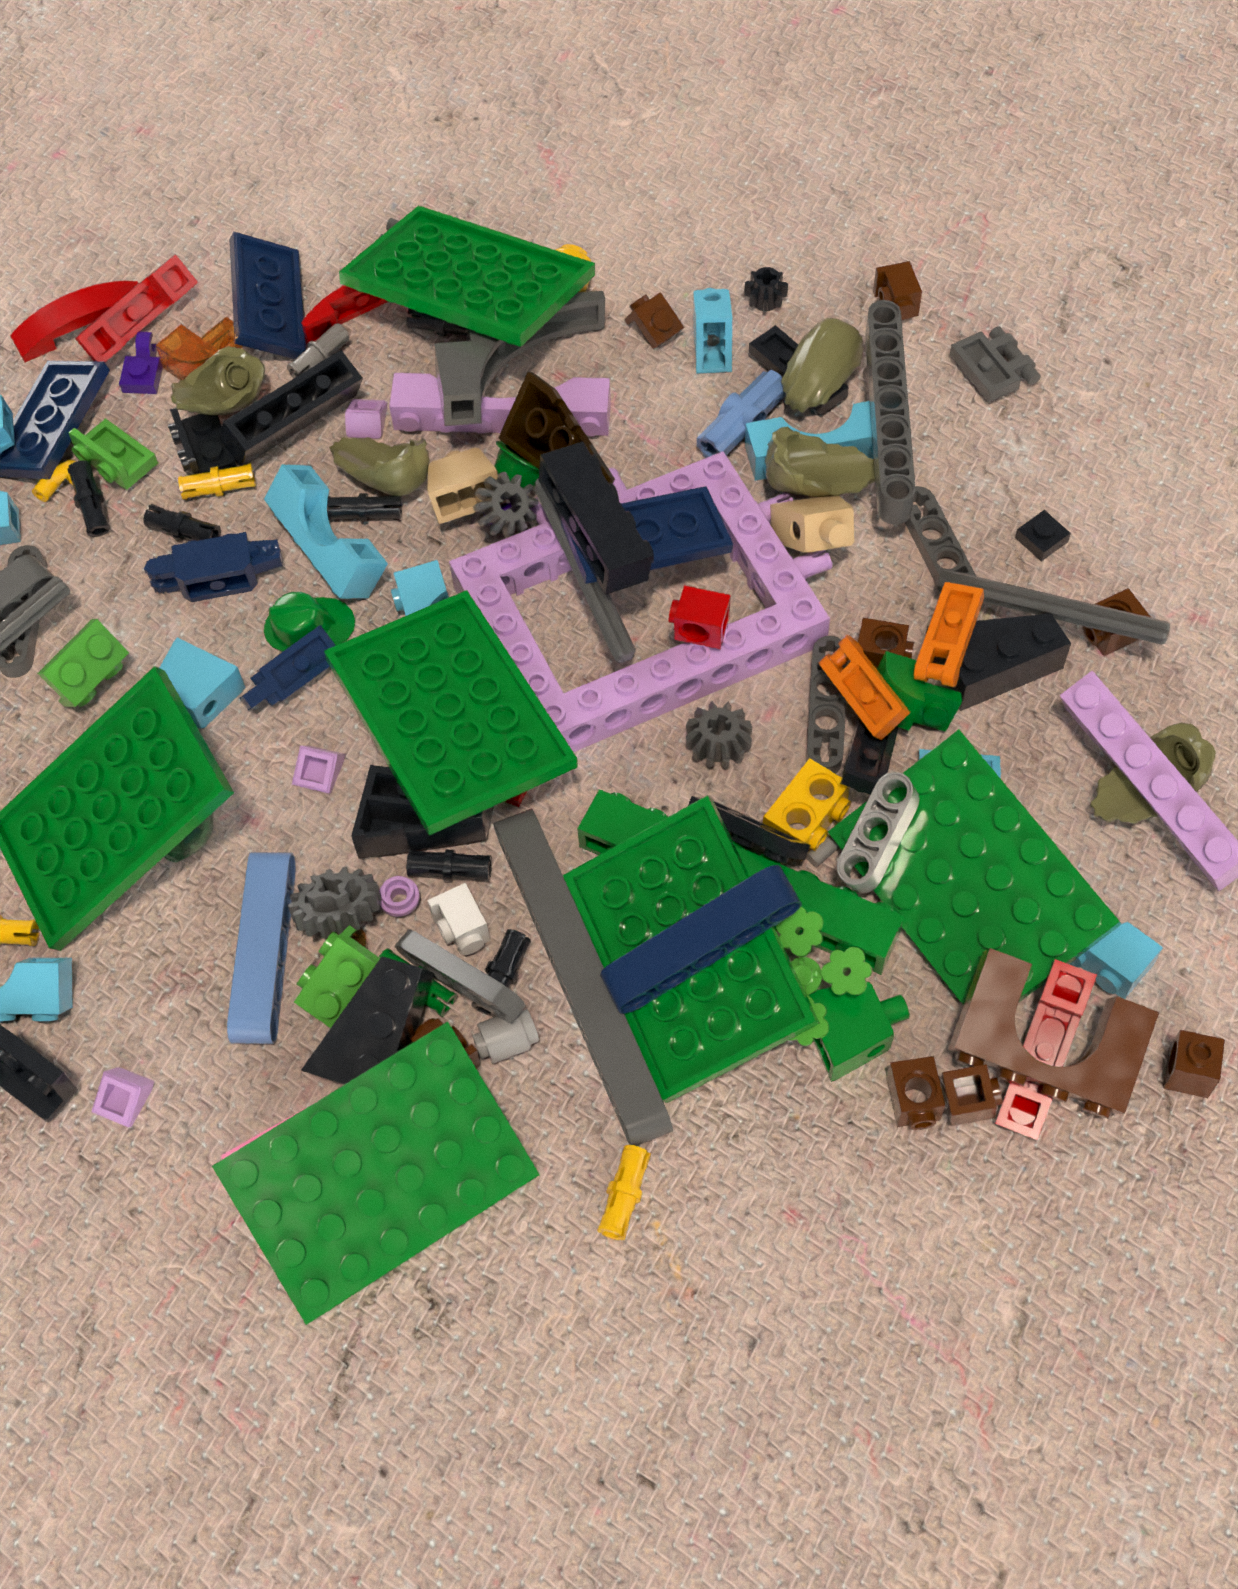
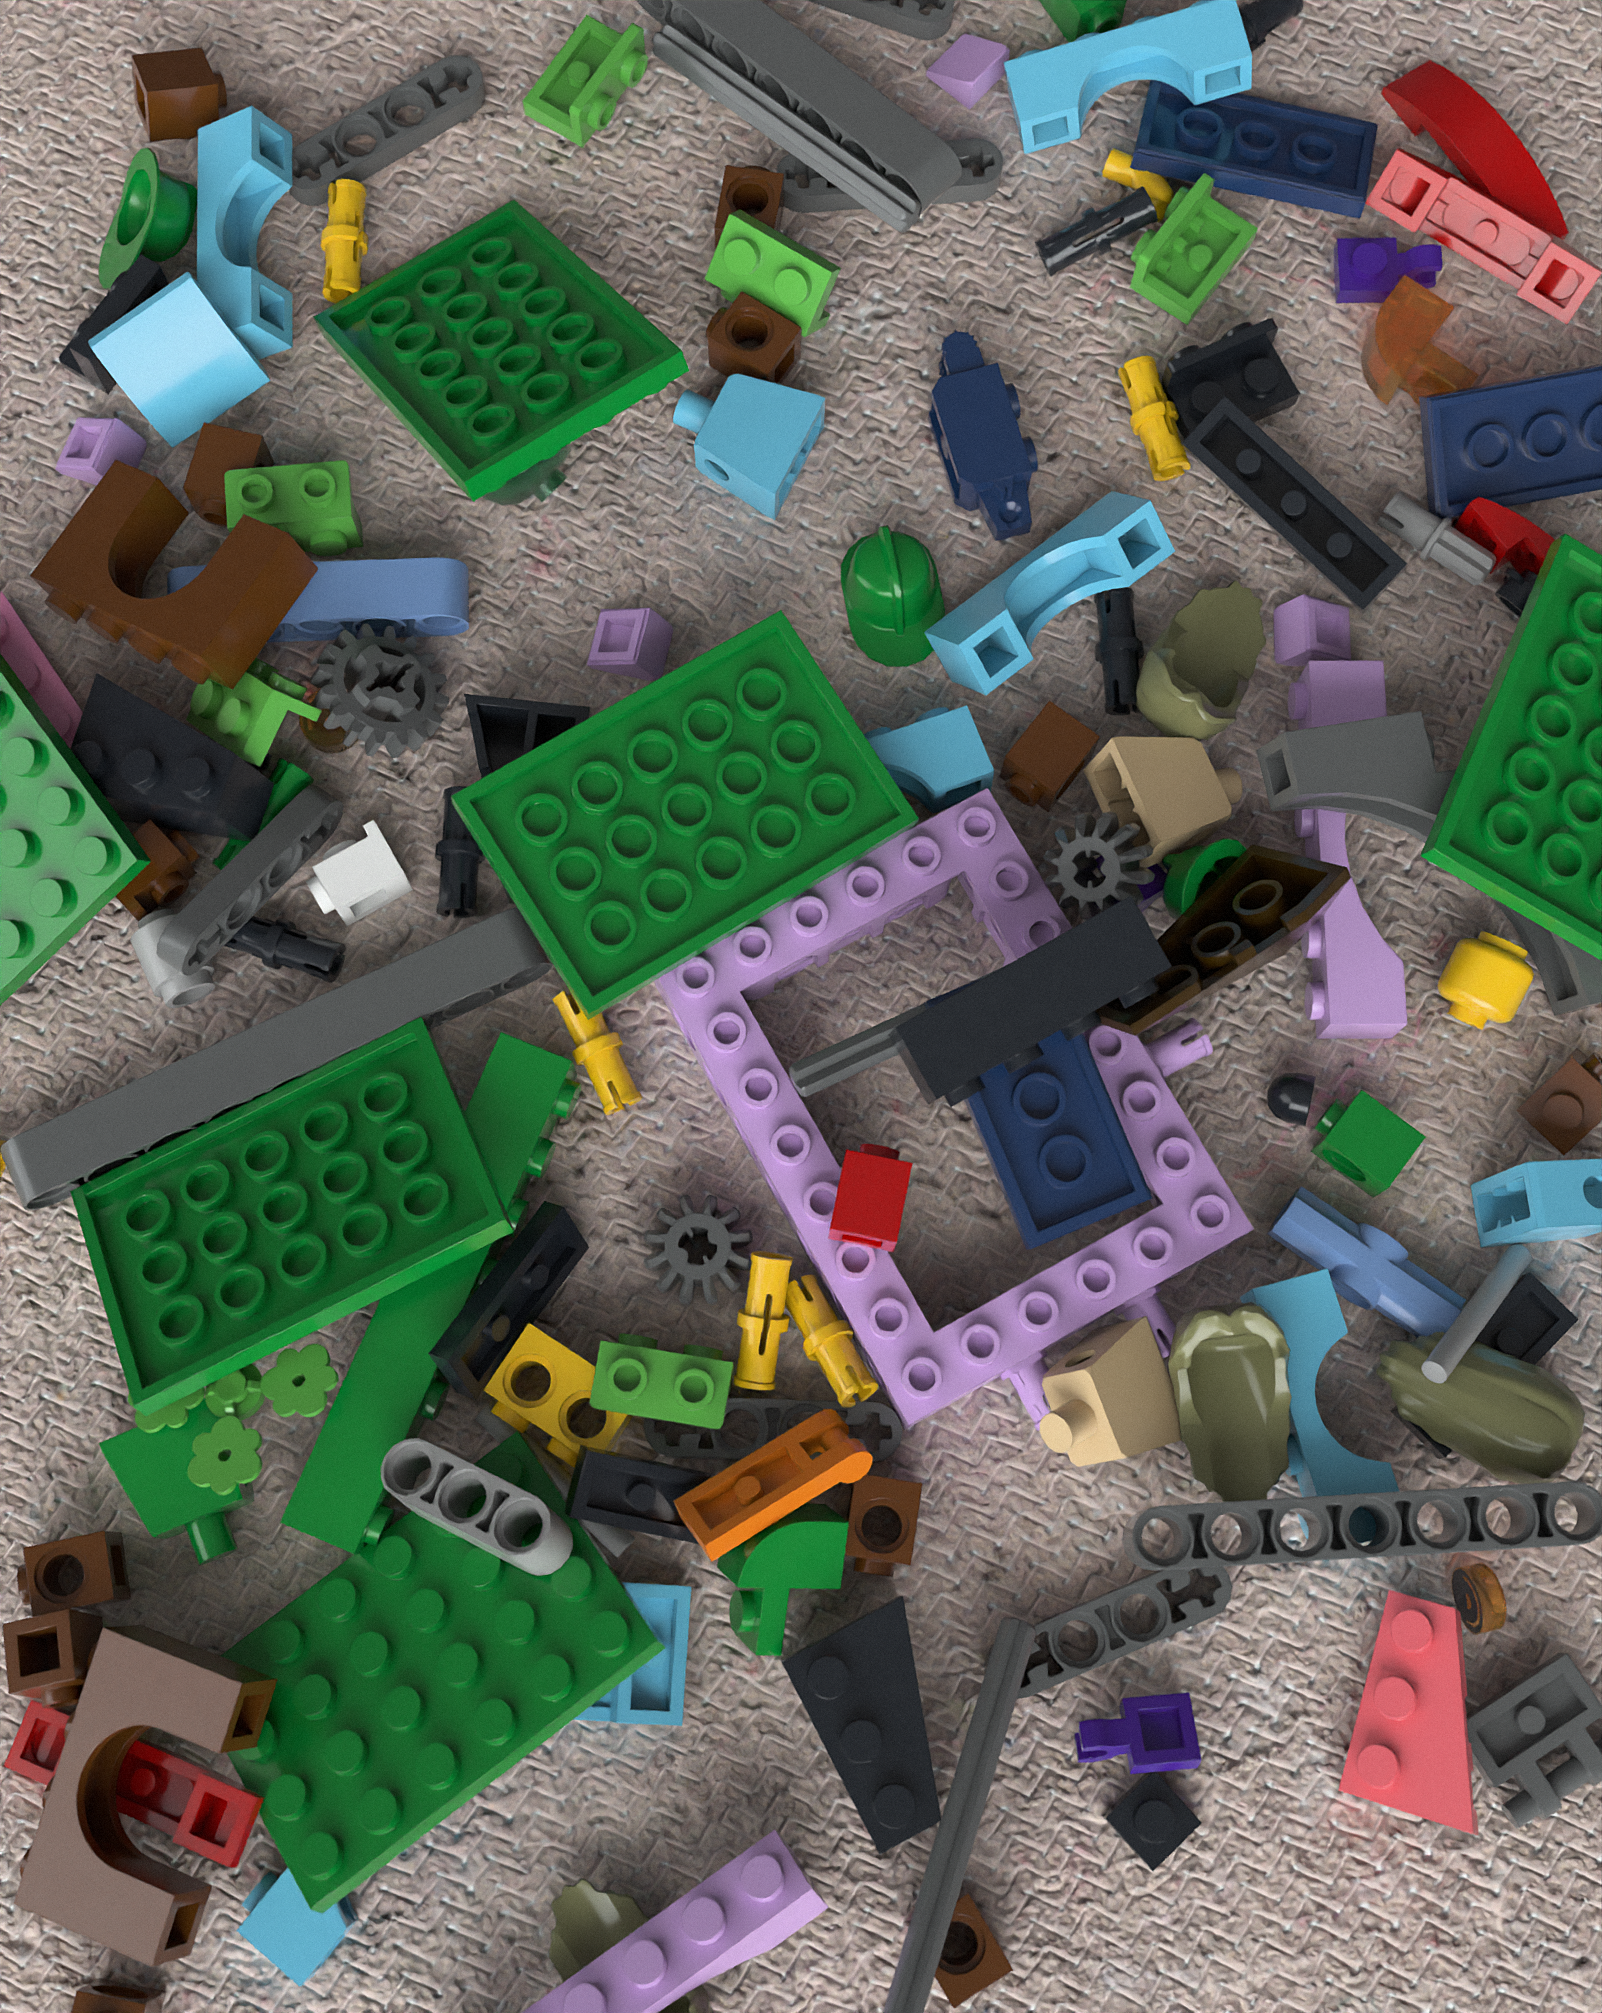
camera: 80 degrees right, 15 degrees up
(17, 688) = (750, 189): none -> reddish brown brick
(72, 1018) = (179, 359): none -> medium azure slope
(121, 672) = (753, 321): none -> reddish brown brick
(160, 1001) = (215, 454): none -> reddish brown brick
(179, 524) = (1062, 379): black pin -> none
(195, 953) = (301, 499): none -> bright green bracket
(220, 385) = (1325, 383): olive hair -> none
(284, 991) = (205, 627): none -> reddish brown arch
(290, 669) = (794, 580): dark blue hinge -> none
(360, 314) = (1516, 590): none -> black plate
(395, 886) = (402, 768): lavender plate -> none
(427, 540) = (1047, 758): none -> reddish brown brick
(584, 349) = (1485, 980): none -> yellow head
(586, 788) = (599, 1054): none -> yellow pin
(644, 441) = (1291, 1097): none -> black hinge
(673, 409) = (1365, 1142): none -> green brick
(700, 939) = (268, 1227): dark blue beam -> none
(763, 700) = (759, 1359): none -> yellow pin
(772, 362) = (1476, 1313): none -> light grey bar
(776, 668) = (829, 1341): none -> yellow pin
(802, 747) = (662, 1384): none -> bright green bracket
(923, 381) = (1479, 1598): none -> clear orange tile
(949, 633) = (868, 1630): orange plate -> none
(985, 411) = (1412, 1717): none -> coral wing
(997, 527) = (1152, 1731): none -> dark purple plate

